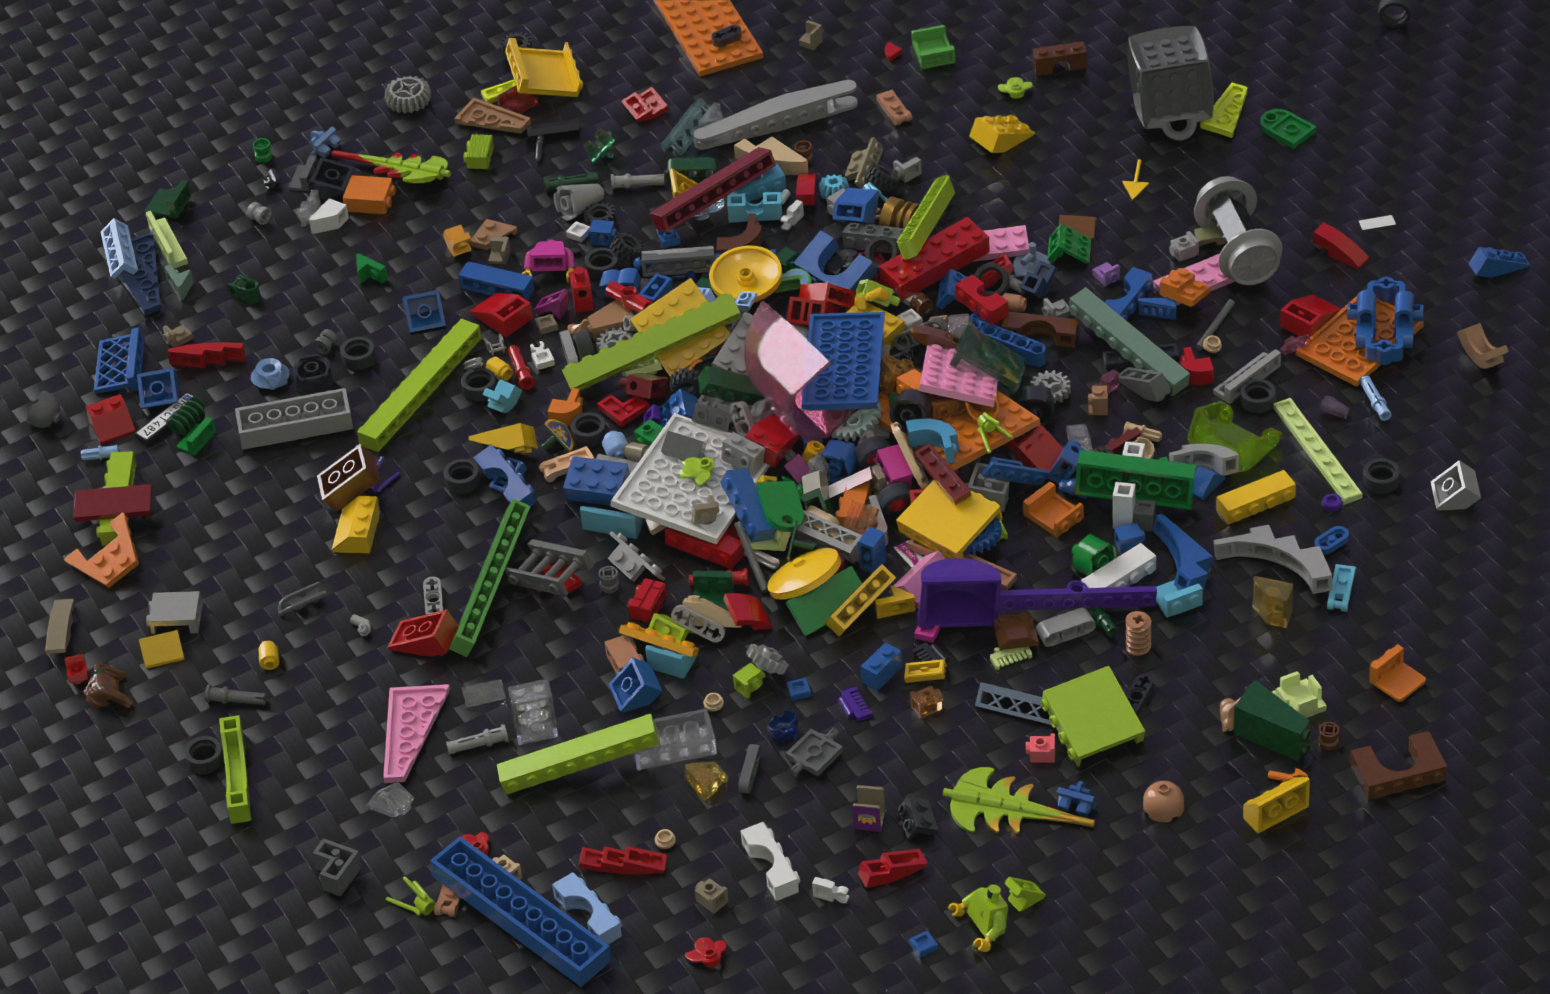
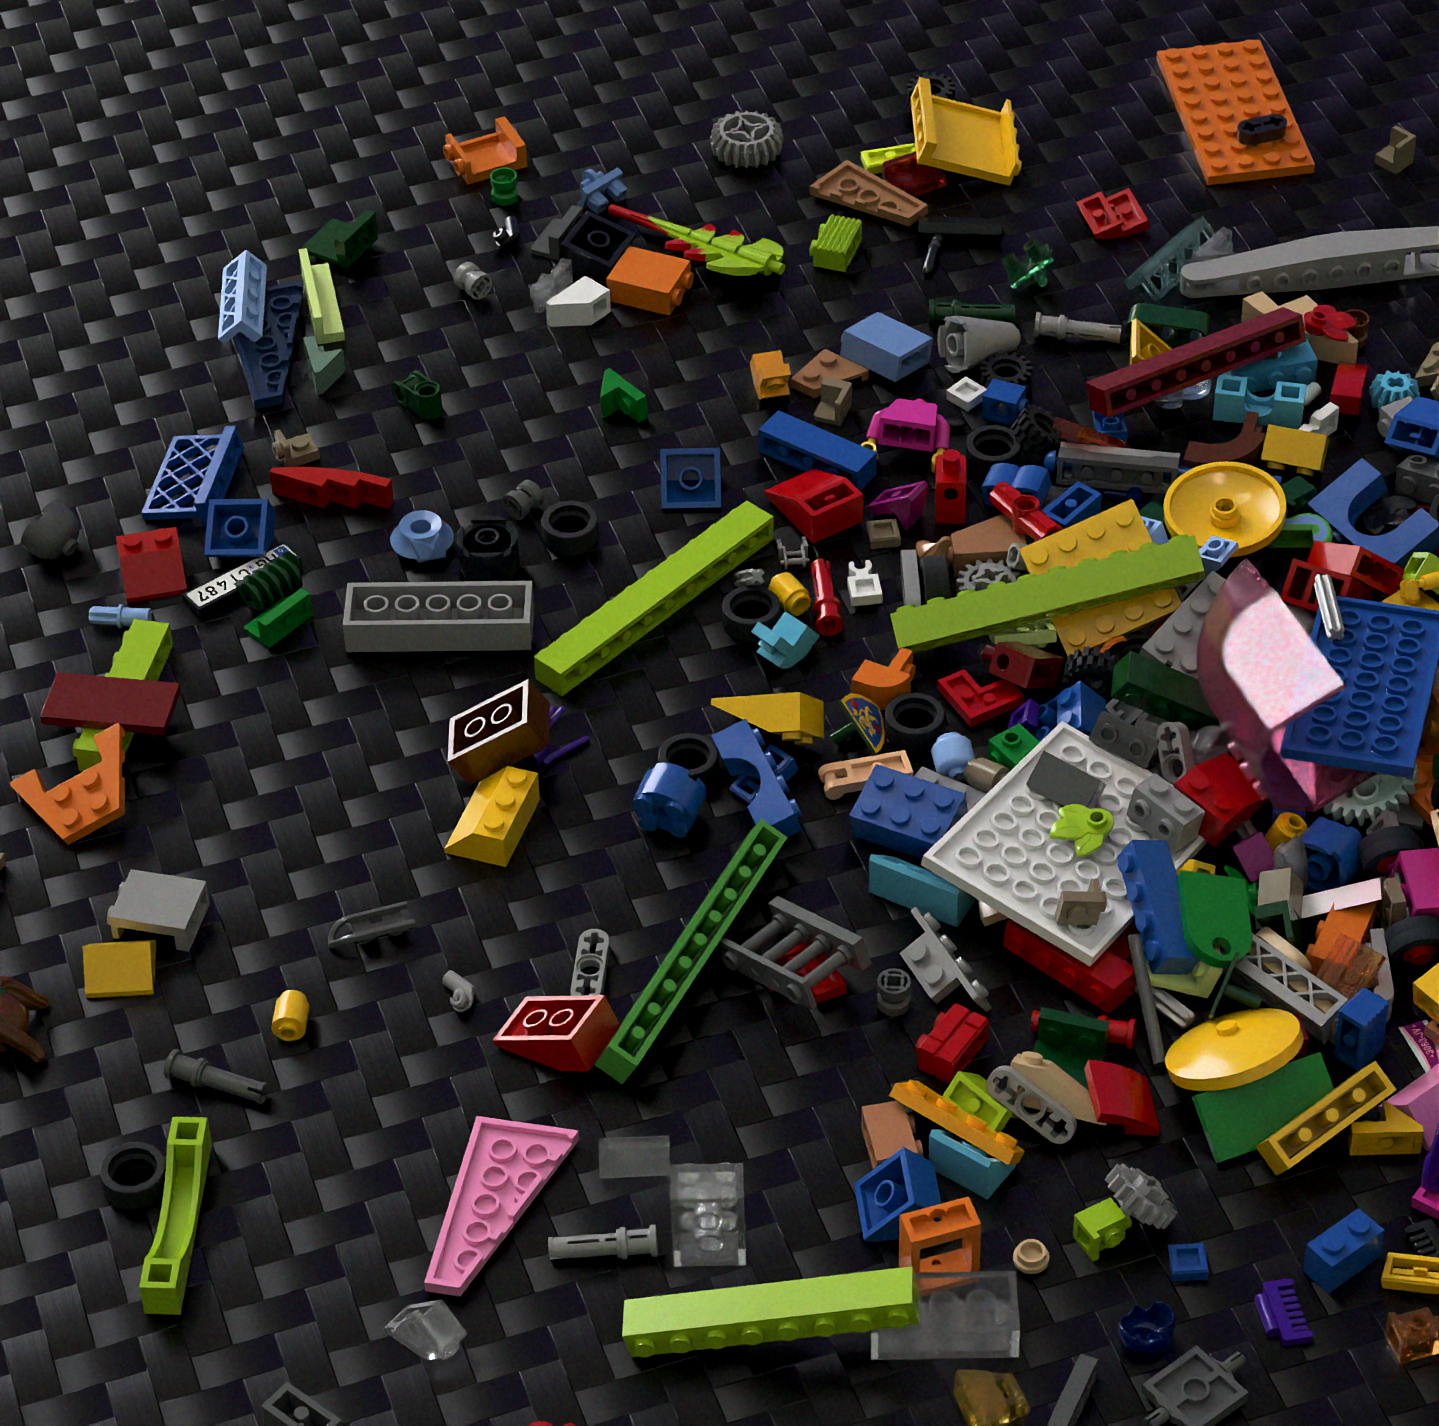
camera: 10 degrees right, 0 degrees up
(245, 131) = (482, 155): none -> orange panel
(456, 498) = (668, 799): none -> blue brick
(524, 211) = (886, 346): none -> medium blue brick
(651, 244) = (1085, 435): none -> clear red wing
(670, 687) = (920, 1231): none -> orange window
(780, 232) = (1294, 449): none -> yellow brick
(787, 151) = (1328, 322): none -> red plate
(815, 320) = (1329, 607): none -> light grey axle

